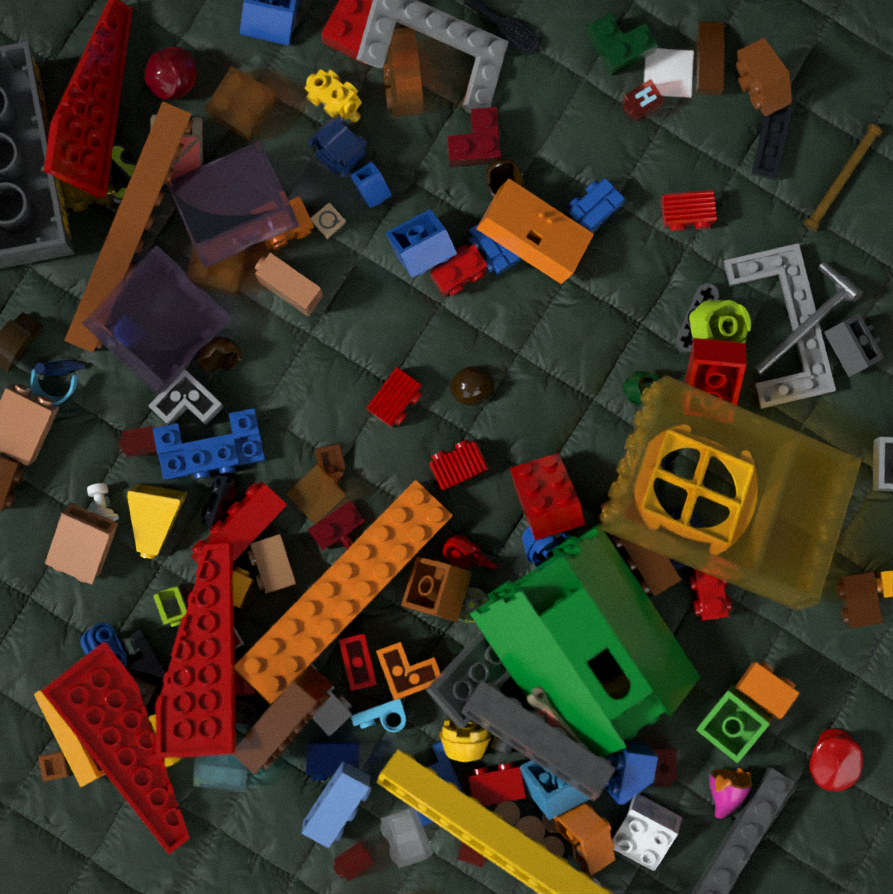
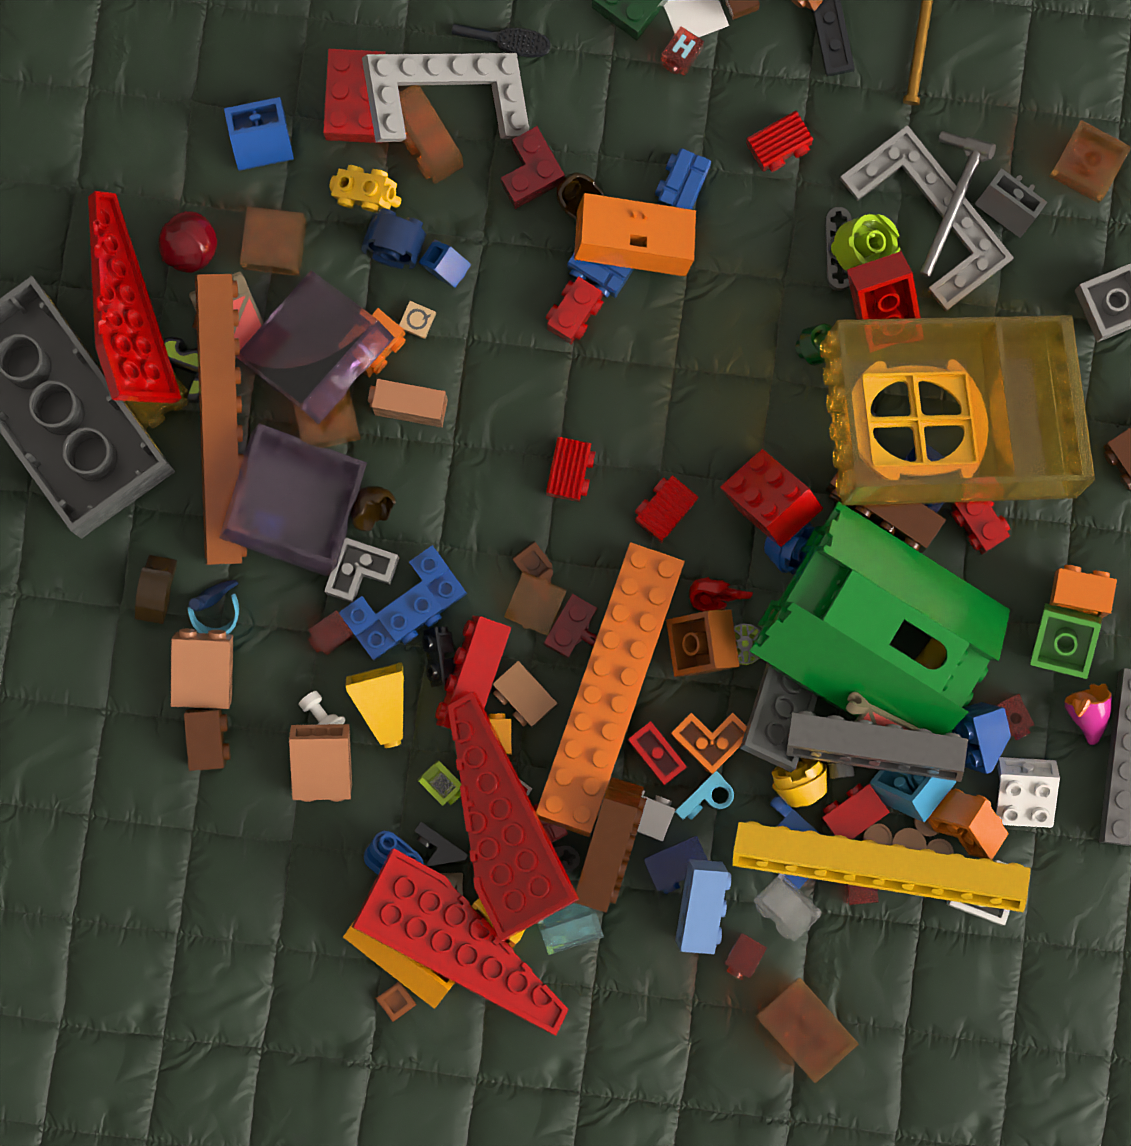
camera: 15 degrees left, 0 degrees up
(421, 243) = (524, 299): blue brick -> none
(472, 385) = (642, 421): dark brown hair -> none

